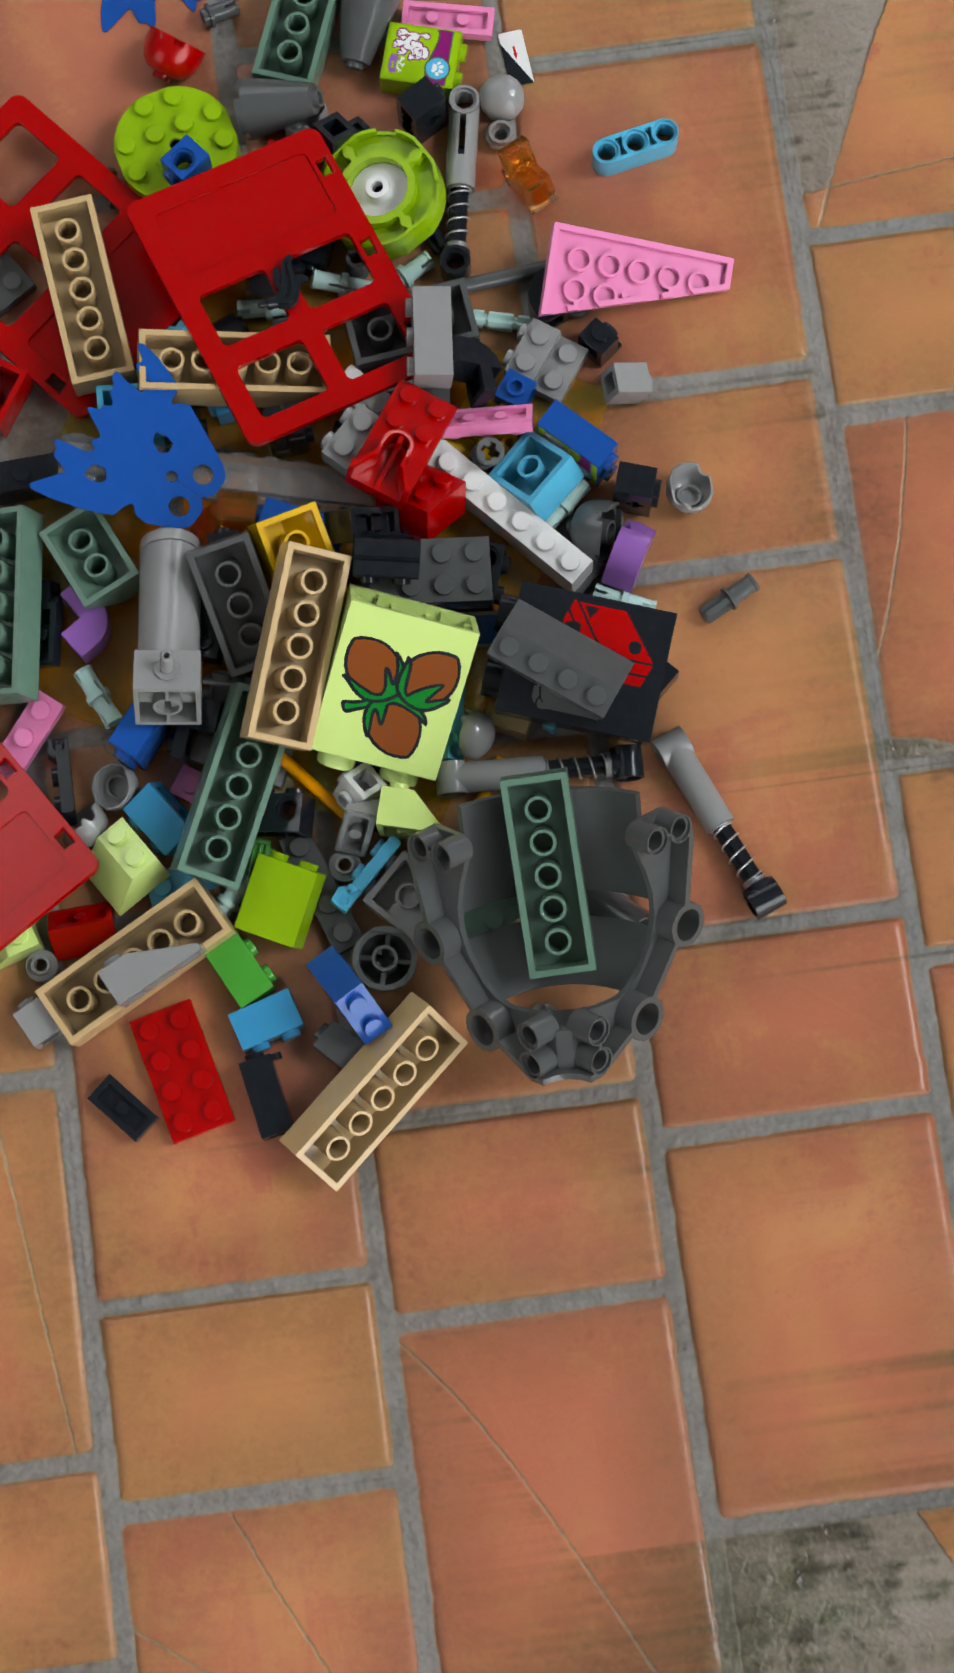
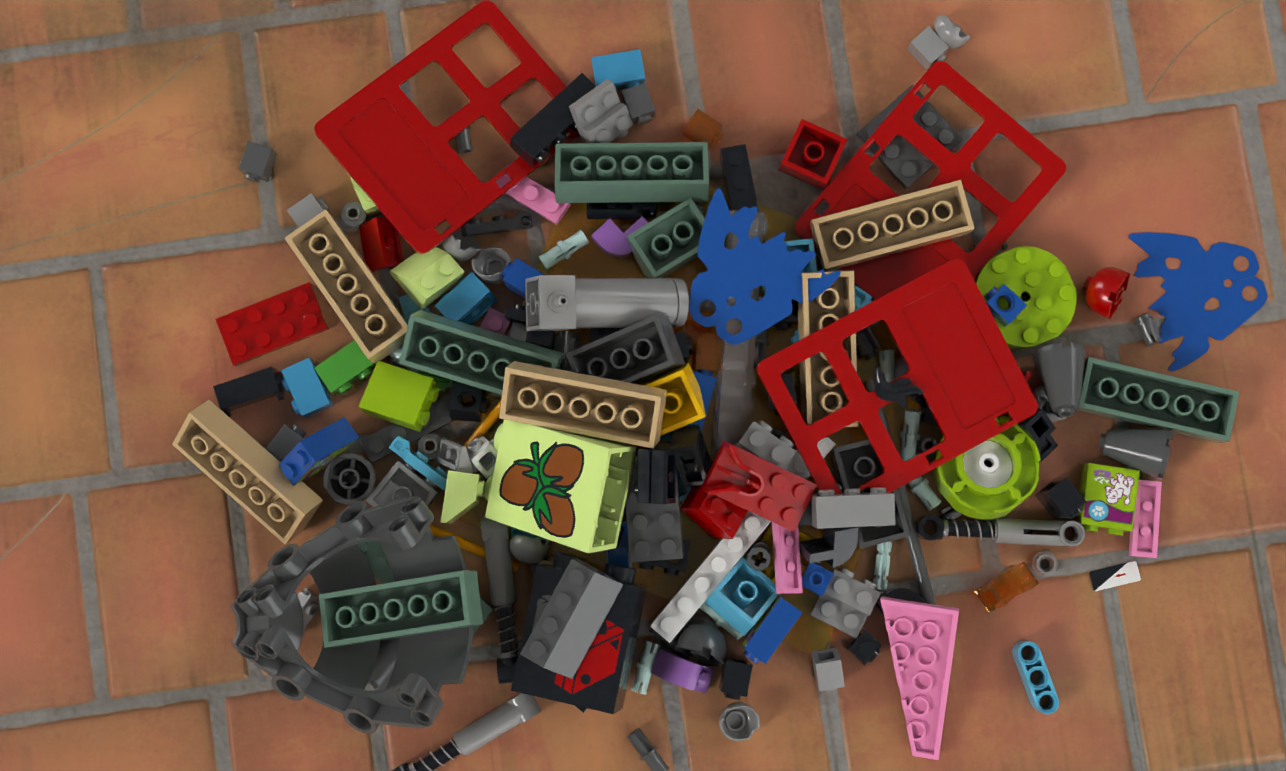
camera: 85 degrees right, 5 degrees up
(123, 1108) = (243, 280): black plate -> none
(137, 973) = (335, 291): light grey slope -> none
(501, 97) = (1077, 564): light grey hair -> none

